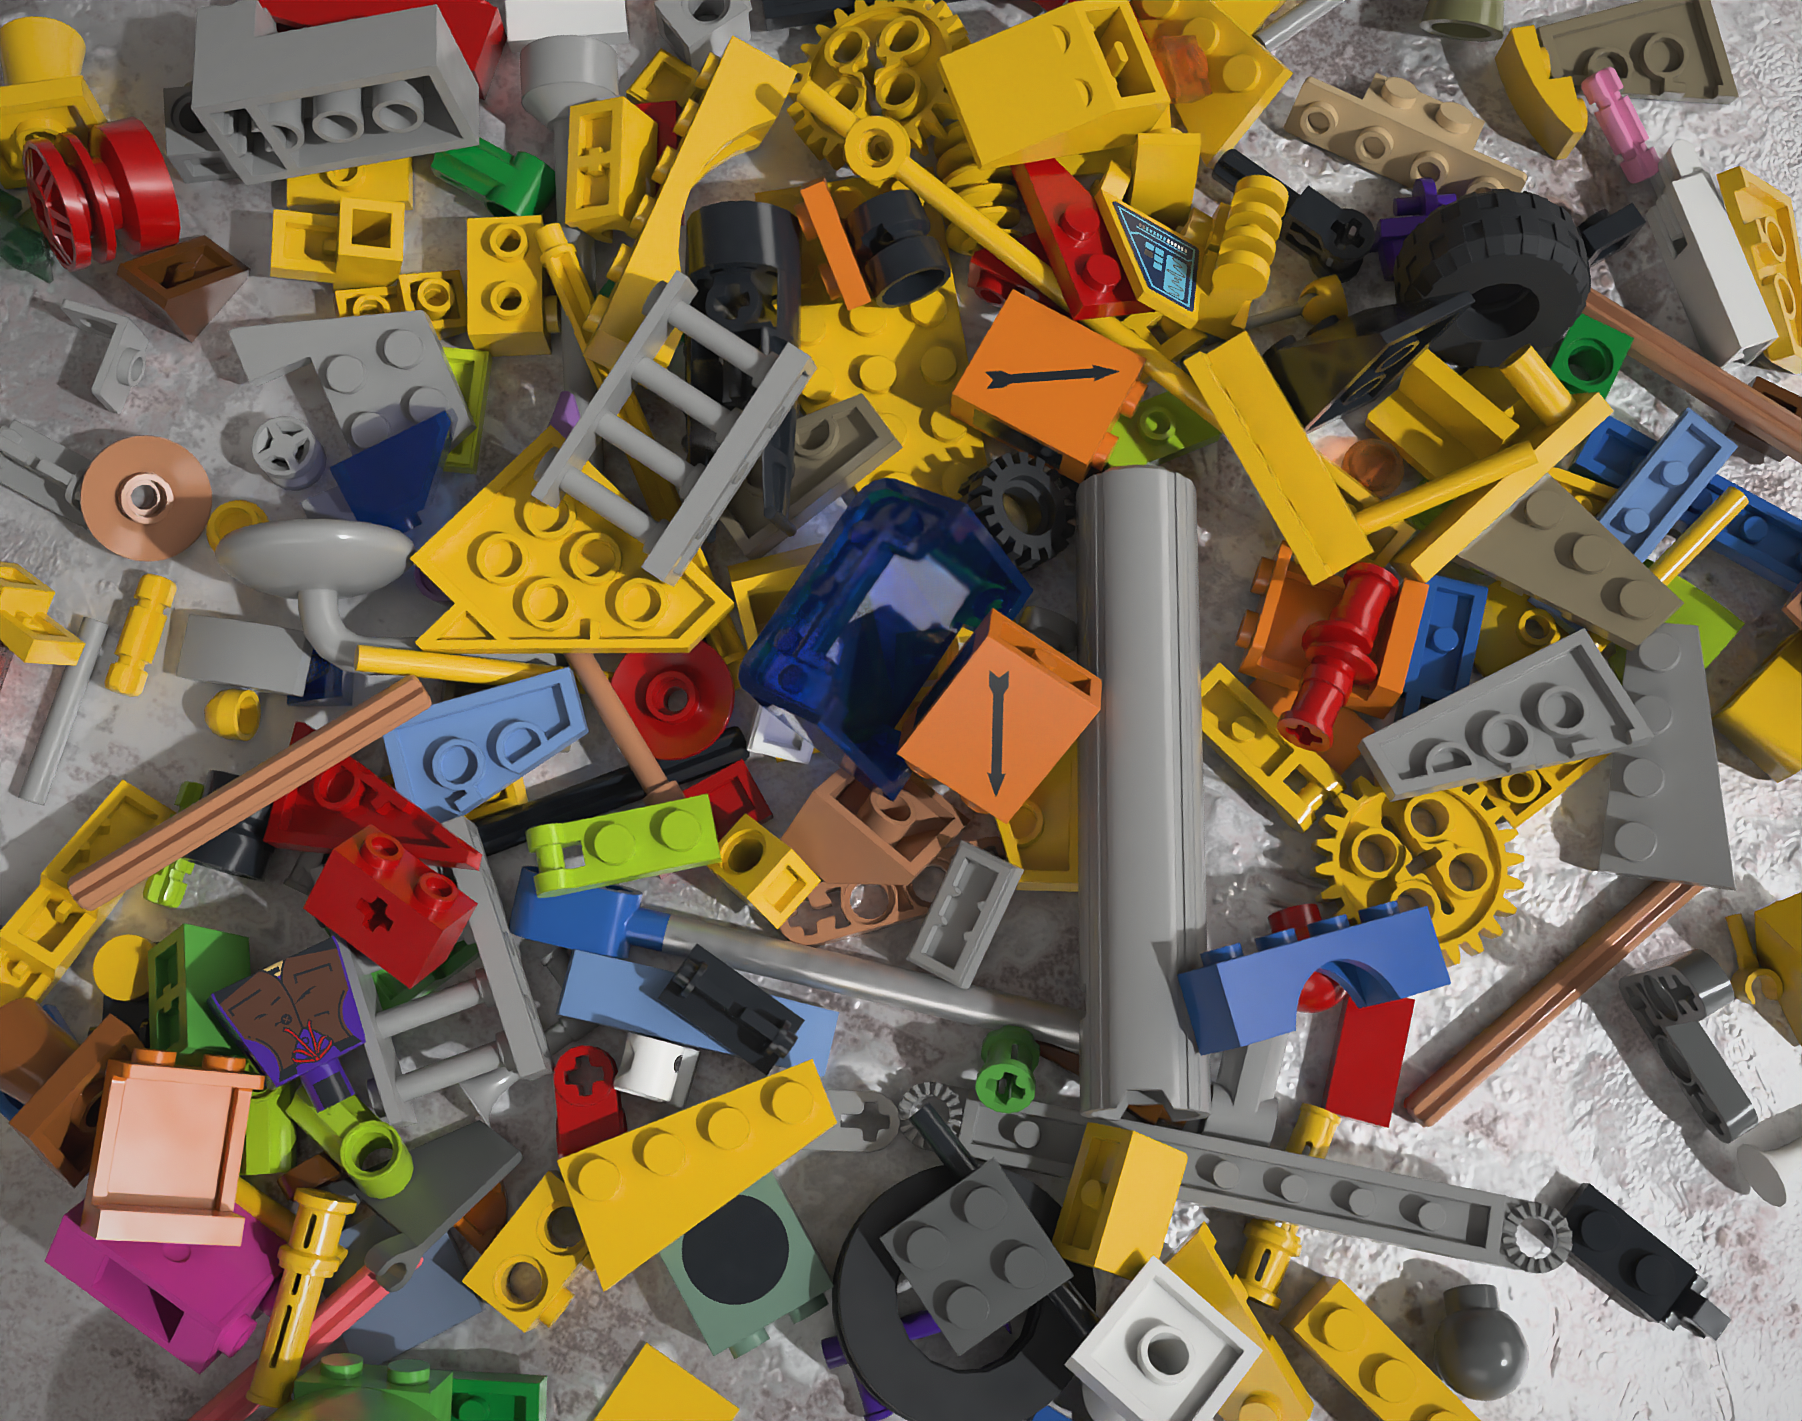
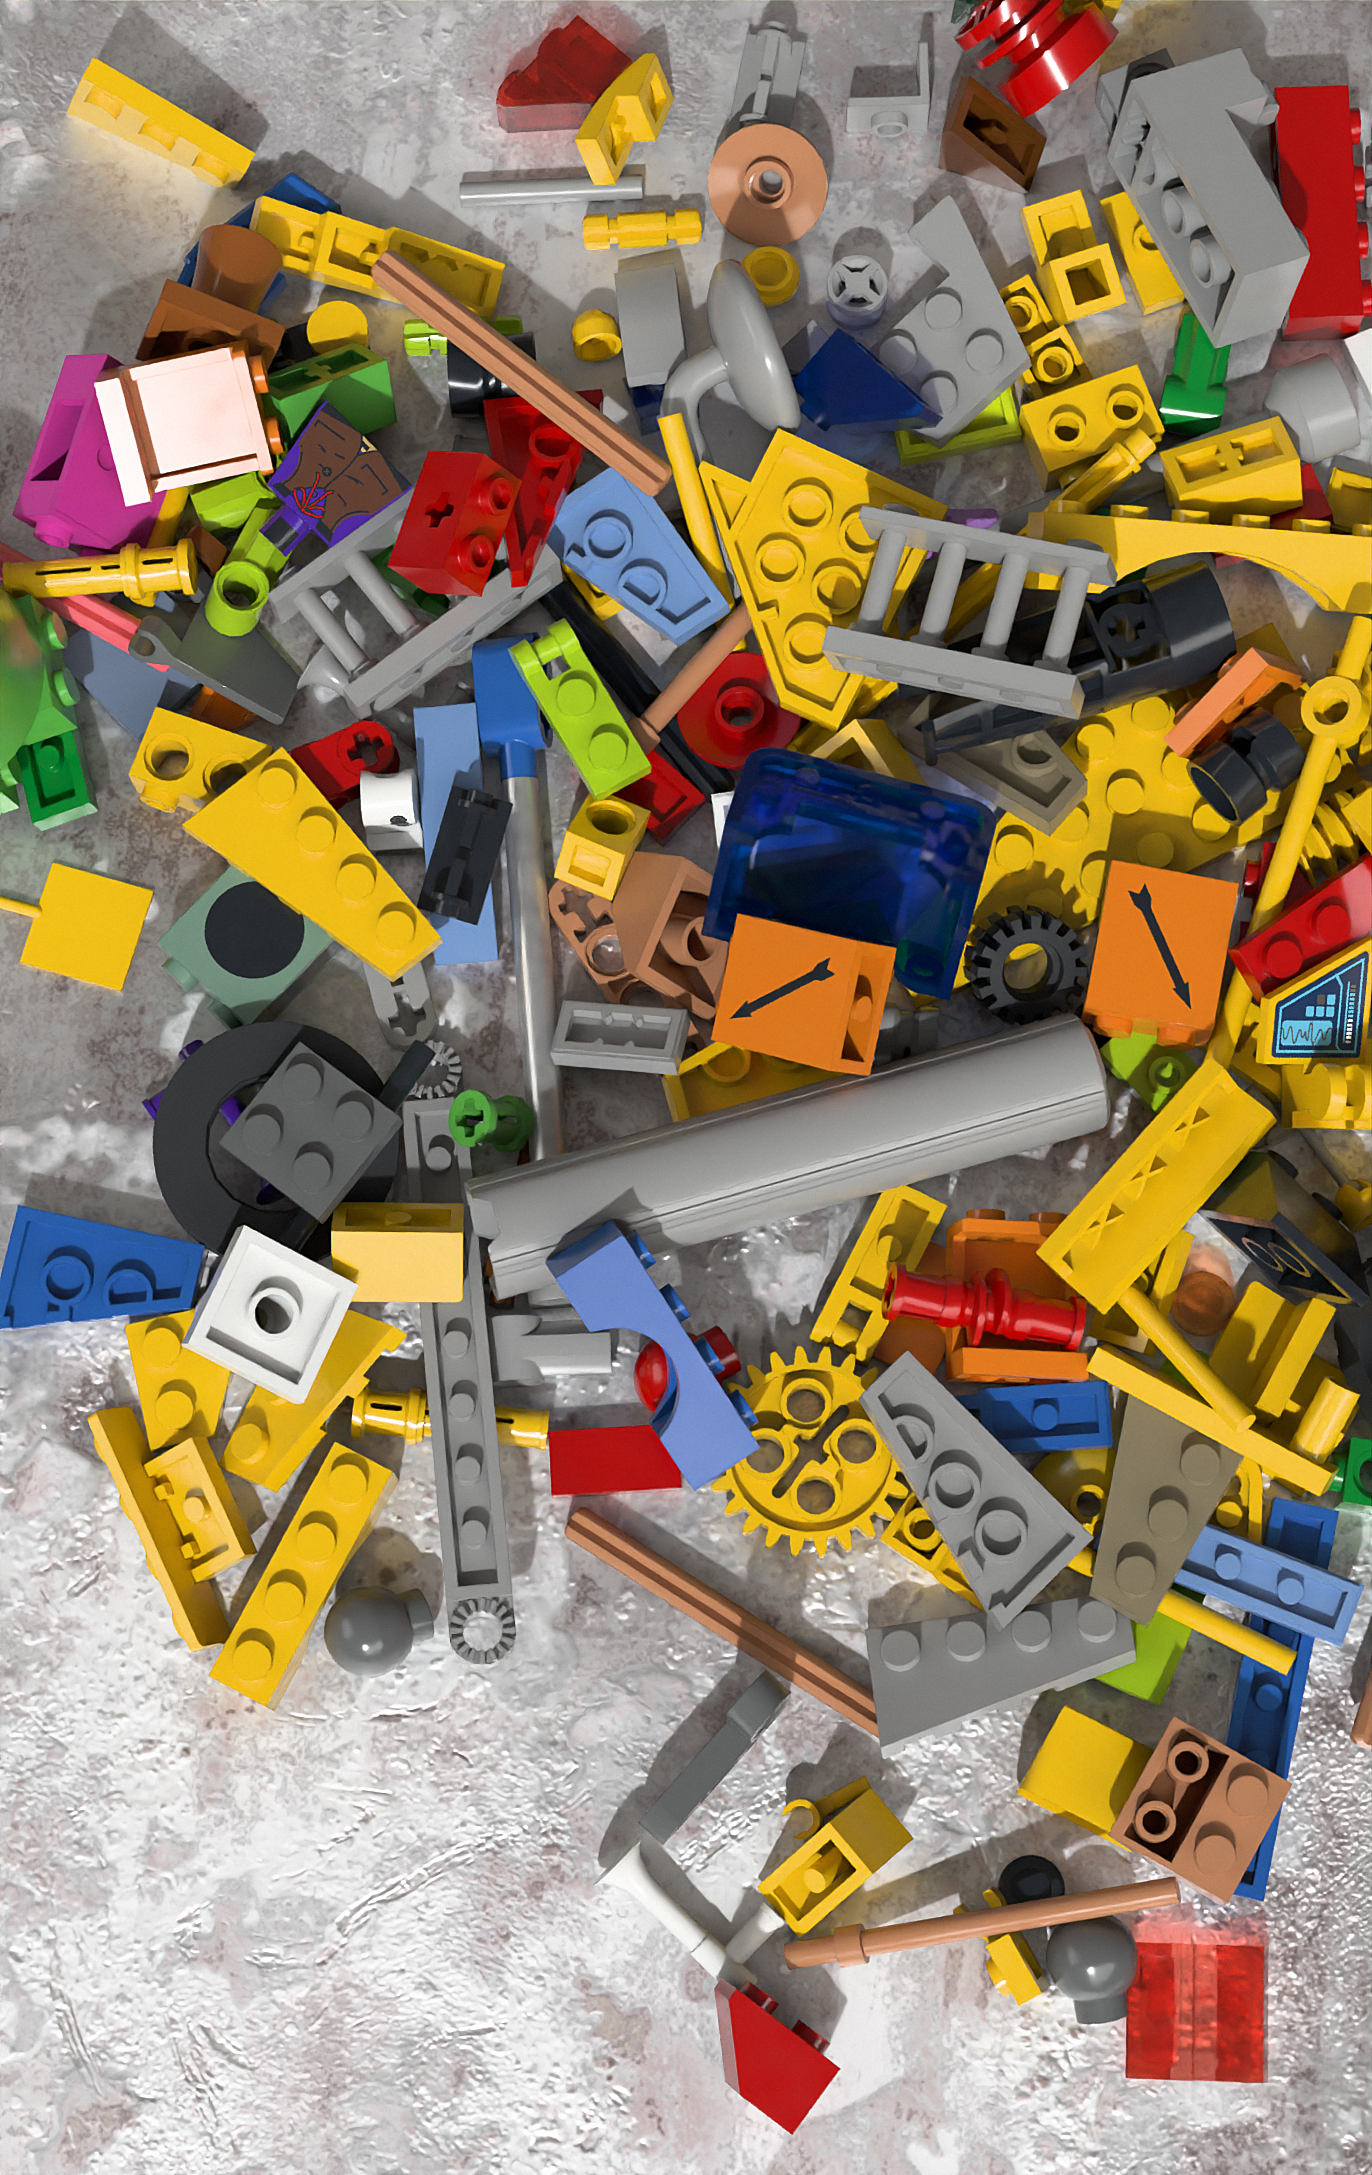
camera: 80 degrees right, 0 degrees up
(1638, 1265) = (498, 1764): black hinge -> none

